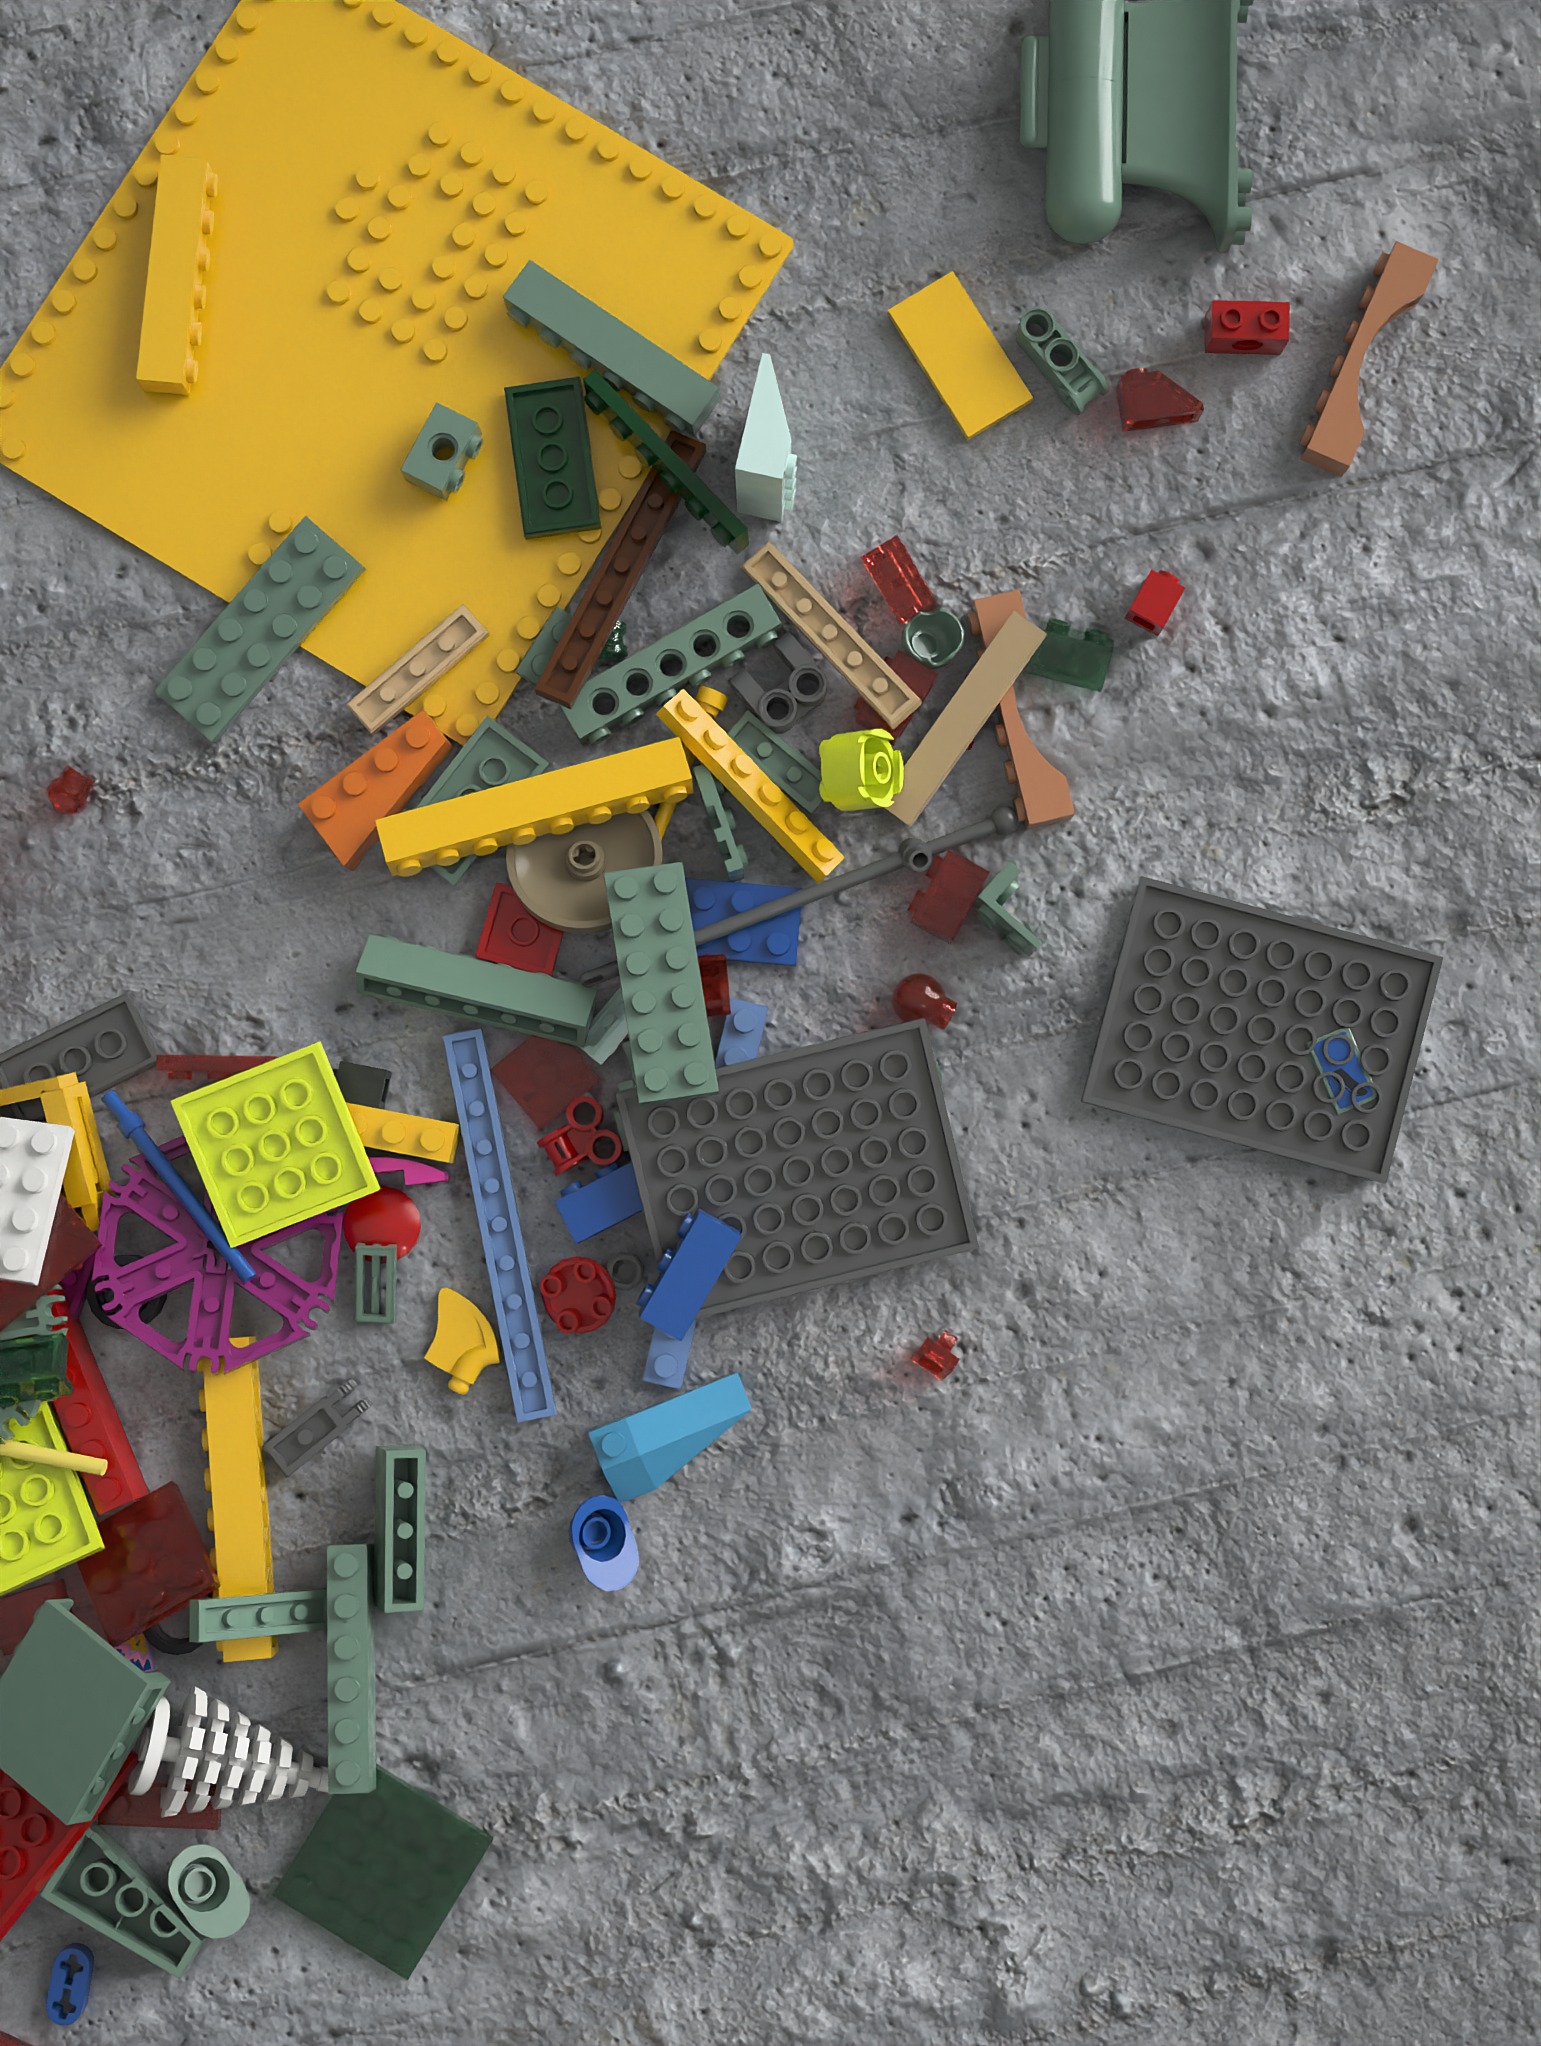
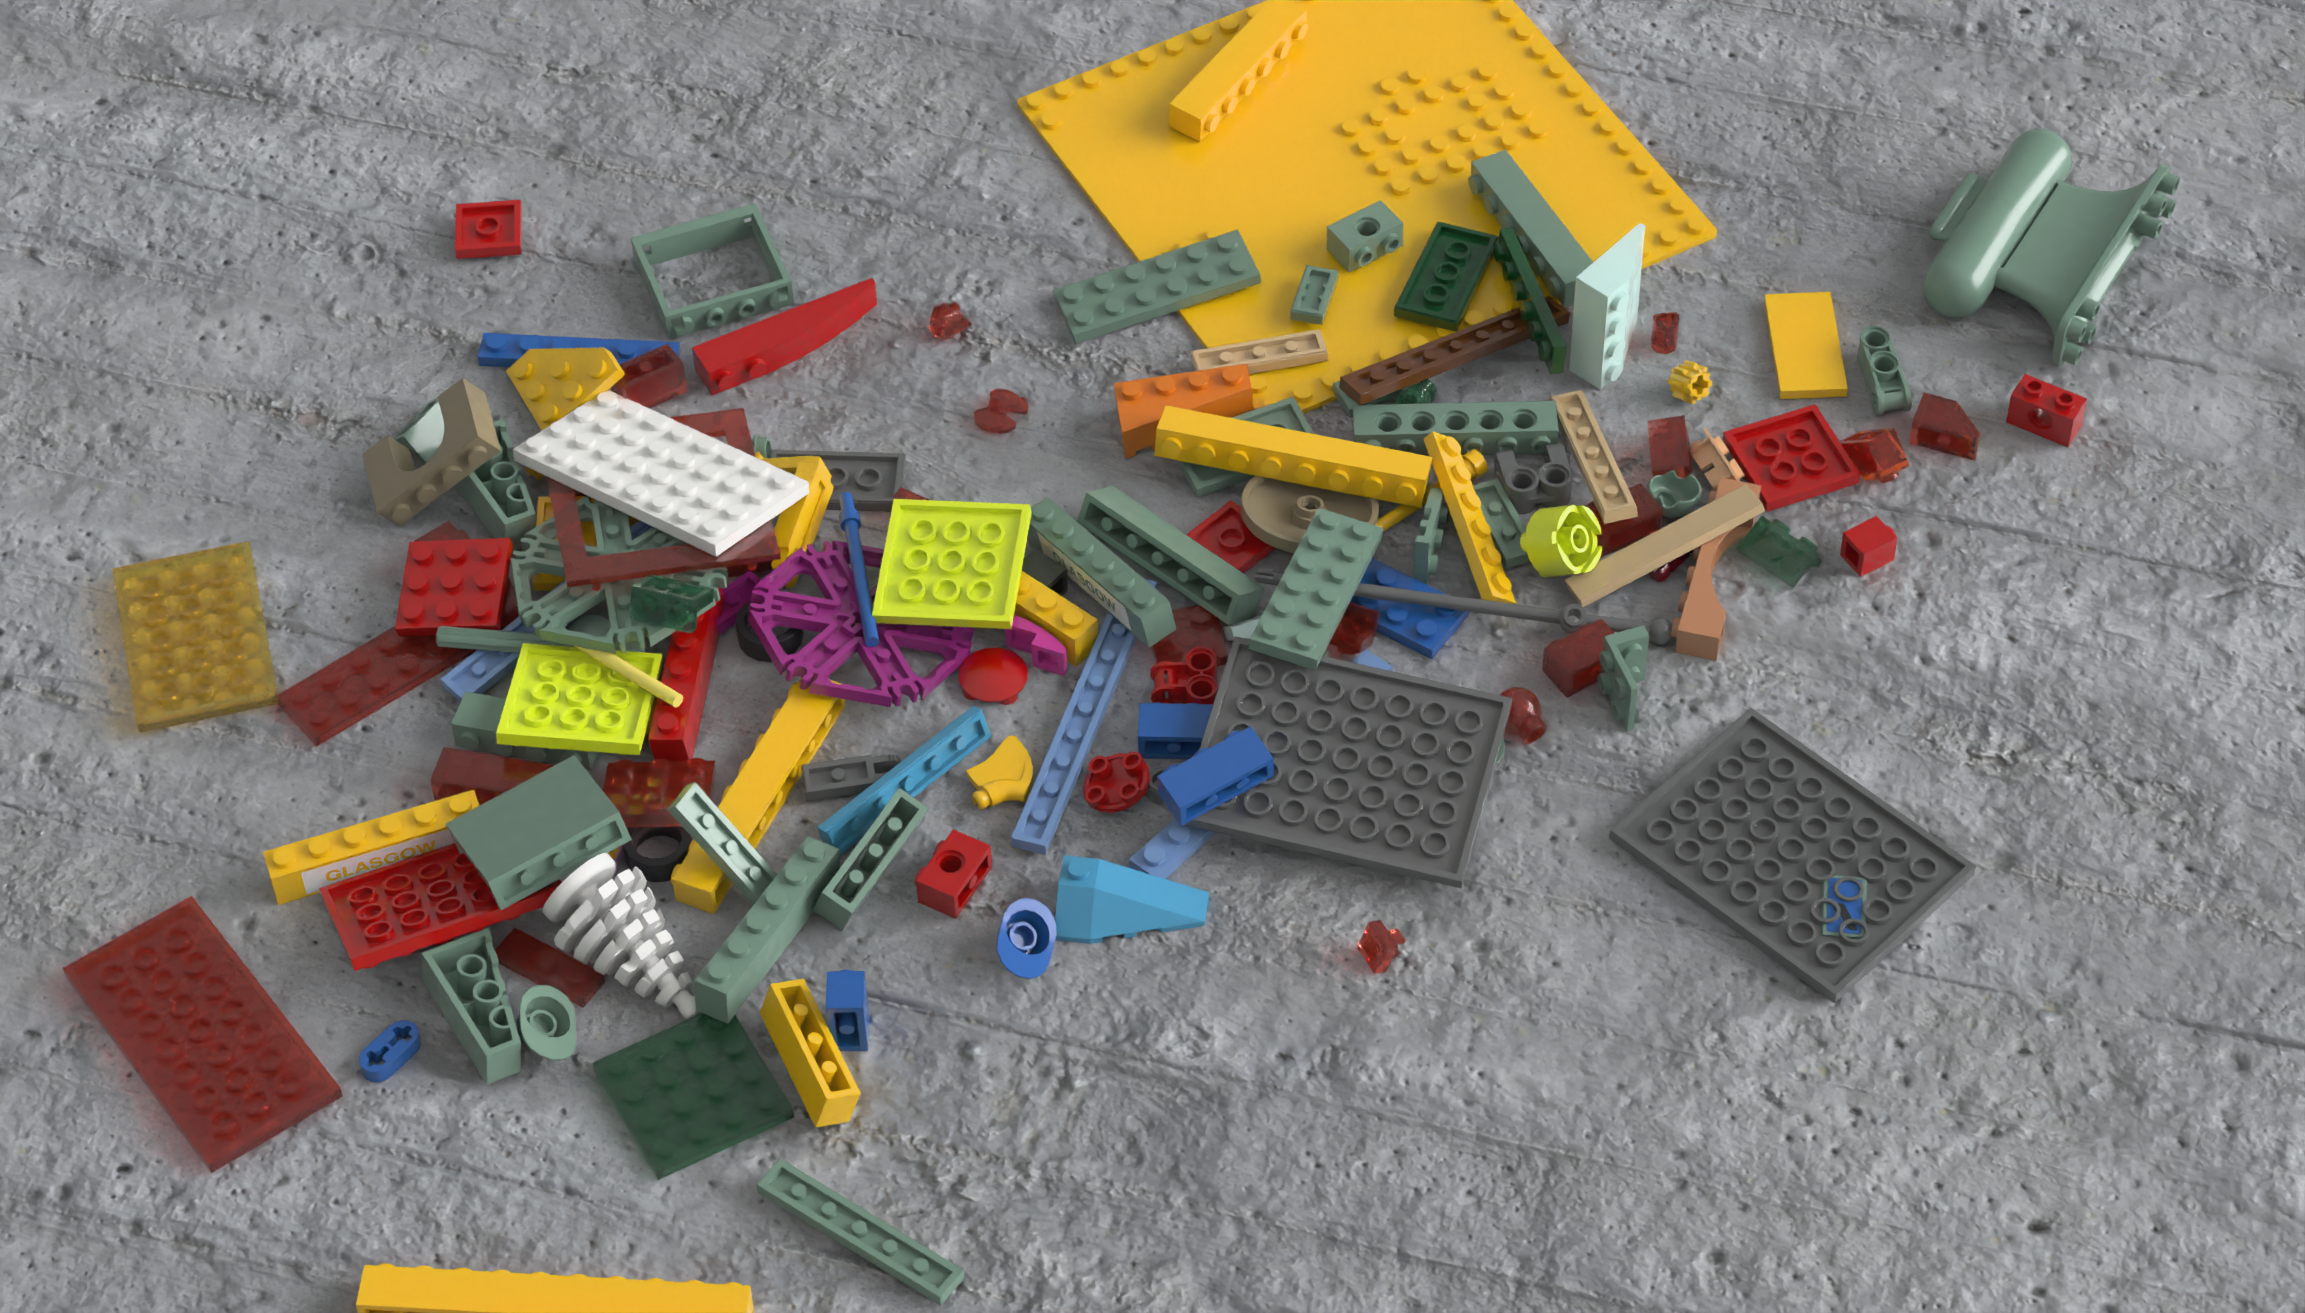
camera: 30 degrees right, 35 degrees down
(188, 893) = (994, 417): none -> clear red piece
(374, 1409) = (910, 775): none -> dark azure tile
(376, 1252) = (981, 699): sand green tile -> none
(421, 1060) = (1101, 573): none -> sand green brick
(431, 559) = (1314, 295): none -> sand green plate
(475, 1782) = (809, 1053): none -> yellow brick
(484, 1721) = (848, 1009): none -> blue brick
(496, 1471) = (953, 873): none -> red brick
(633, 1939) = (860, 1231): none -> sand green plate
(815, 419) = (1665, 332): none -> clear red piece
(874, 477) = (1689, 382): none -> yellow gear
(942, 558) = (1712, 453): none -> light nougat hinge
(1021, 522) = (1791, 457): none -> red plate
(1100, 475) = (1876, 454): none -> clear red slope
(1339, 427) = (2184, 437): nougat arch -> none

